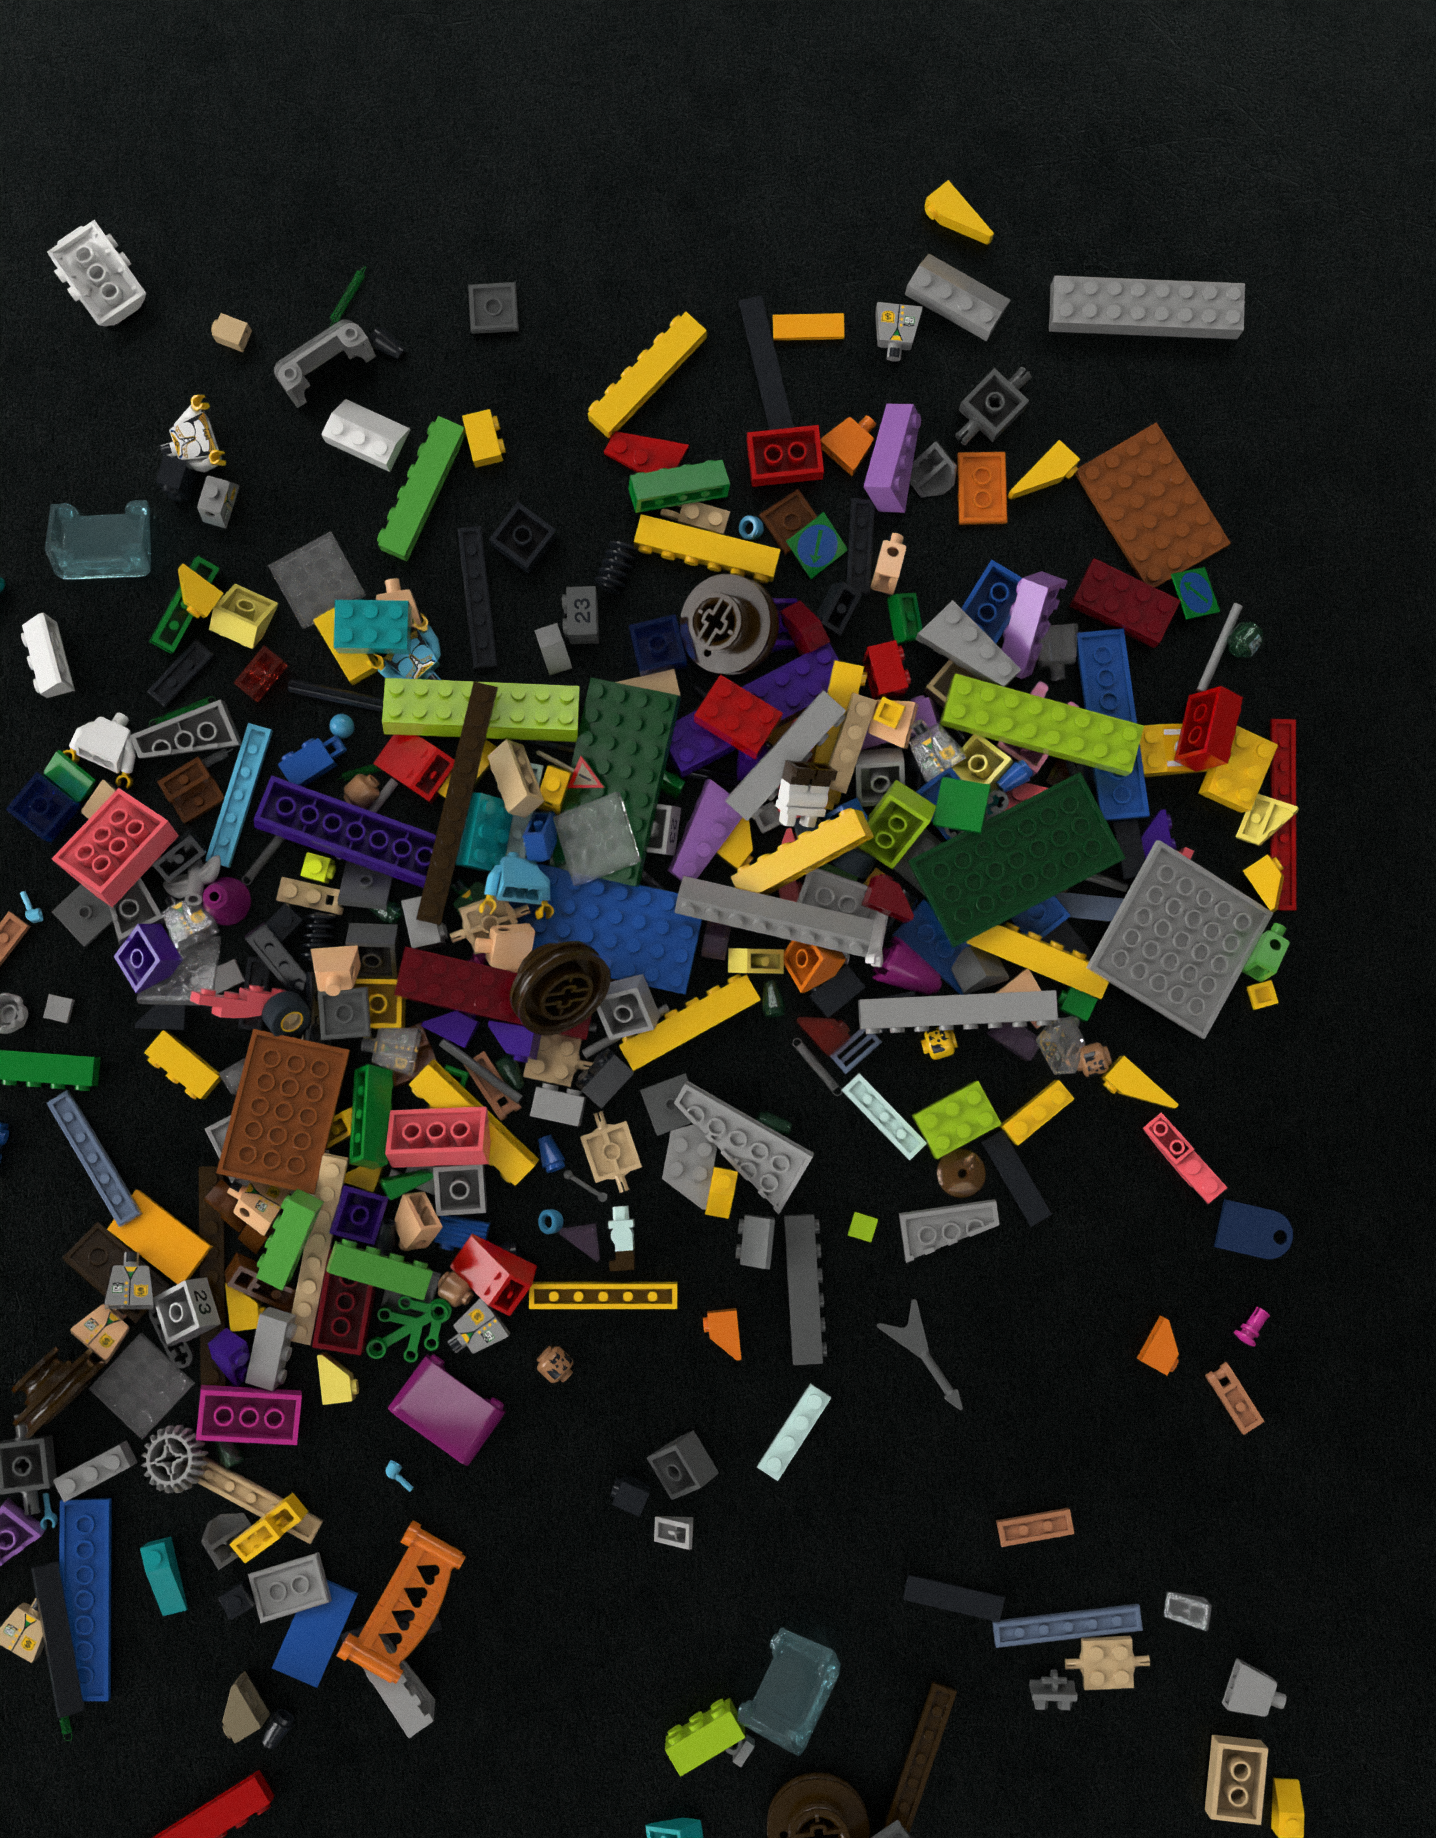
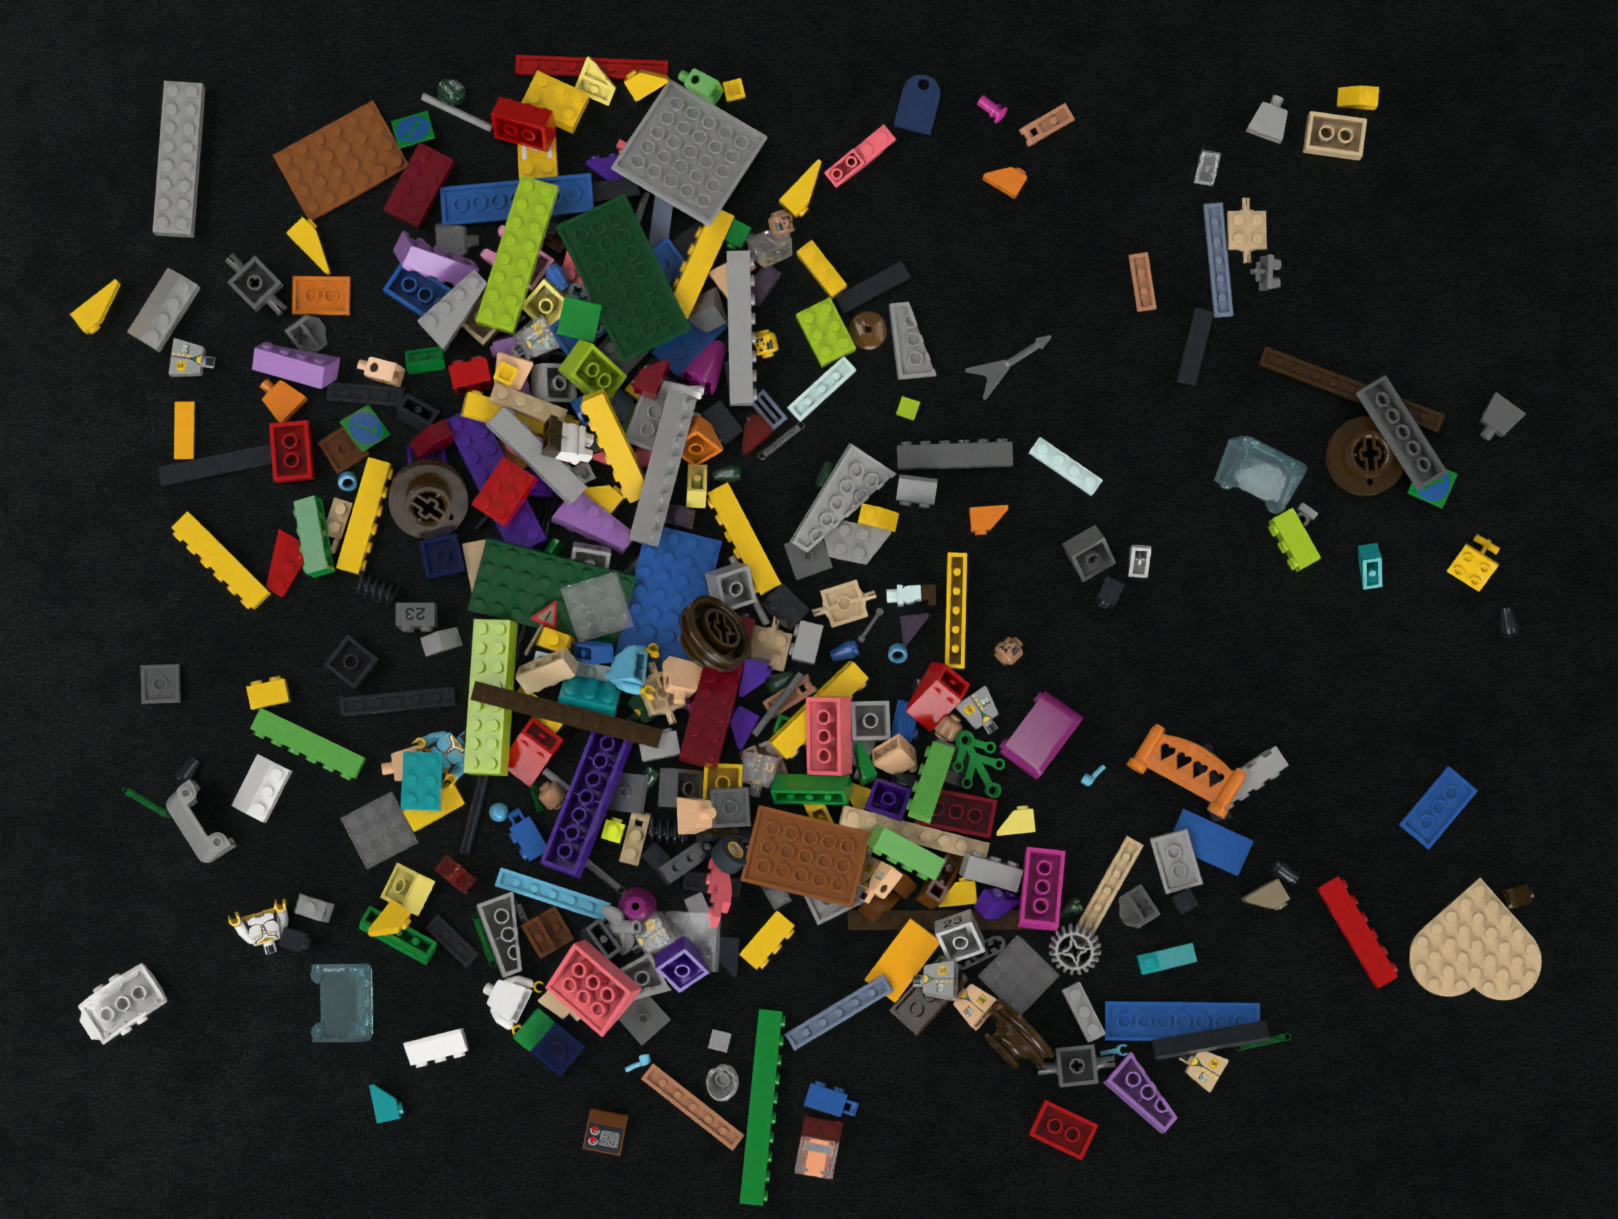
camera: 85 degrees left, 0 degrees up
(231, 332) = (174, 897): tan brick -> none
(269, 1528) = (1129, 874): yellow slope -> none

